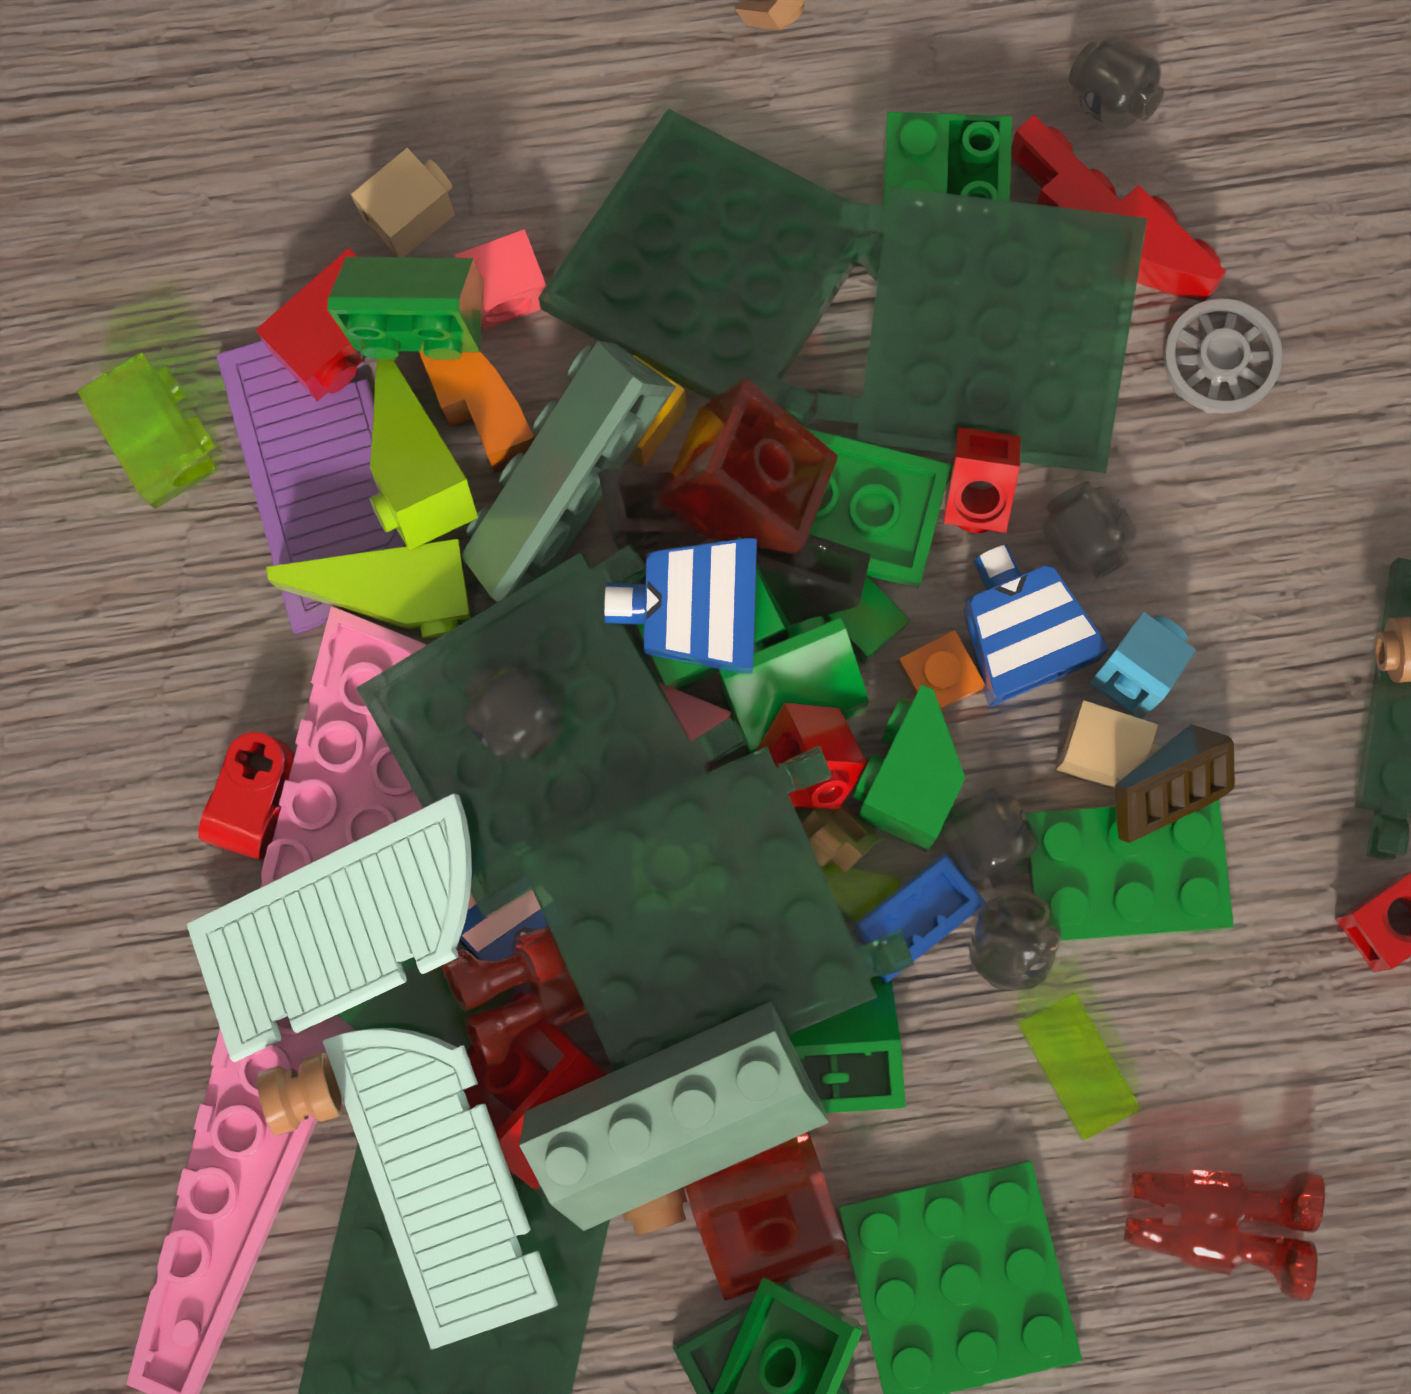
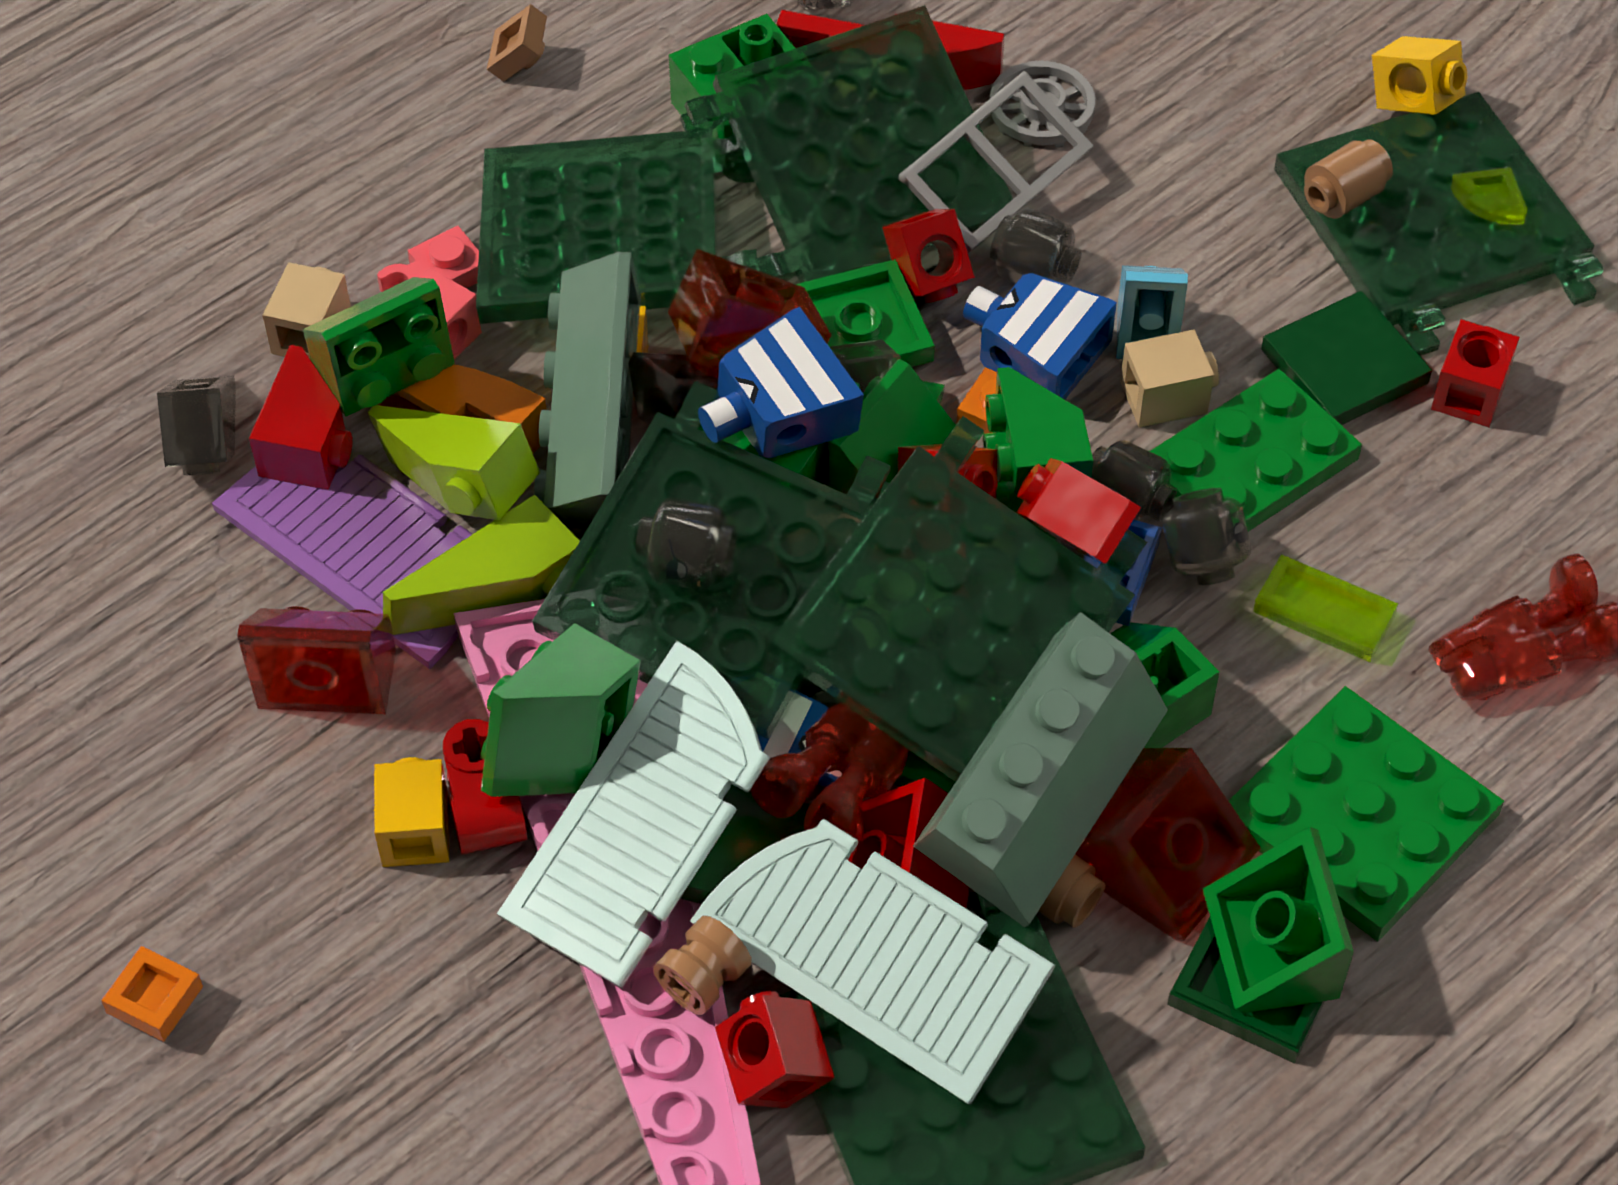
camera: 40 degrees left, 25 degrees down
(149, 430) = (192, 576): clear neon green brick -> none
(180, 776) = (411, 812): none -> yellow brick
(196, 578) = (319, 659): none -> clear red slope
(245, 264) = (198, 423): none -> clear smoke slope
(314, 1199) = (774, 1051): none -> red brick
(315, 801) = (557, 715): none -> green slope
(554, 215) = (446, 253): none -> coral plate
(878, 891) = (1076, 509): none -> red slope
(1122, 462) = (968, 130): none -> light grey window
(1179, 780) = (1240, 360): dark brown slope -> none
(1294, 823) = (1347, 358): none -> dark green tile

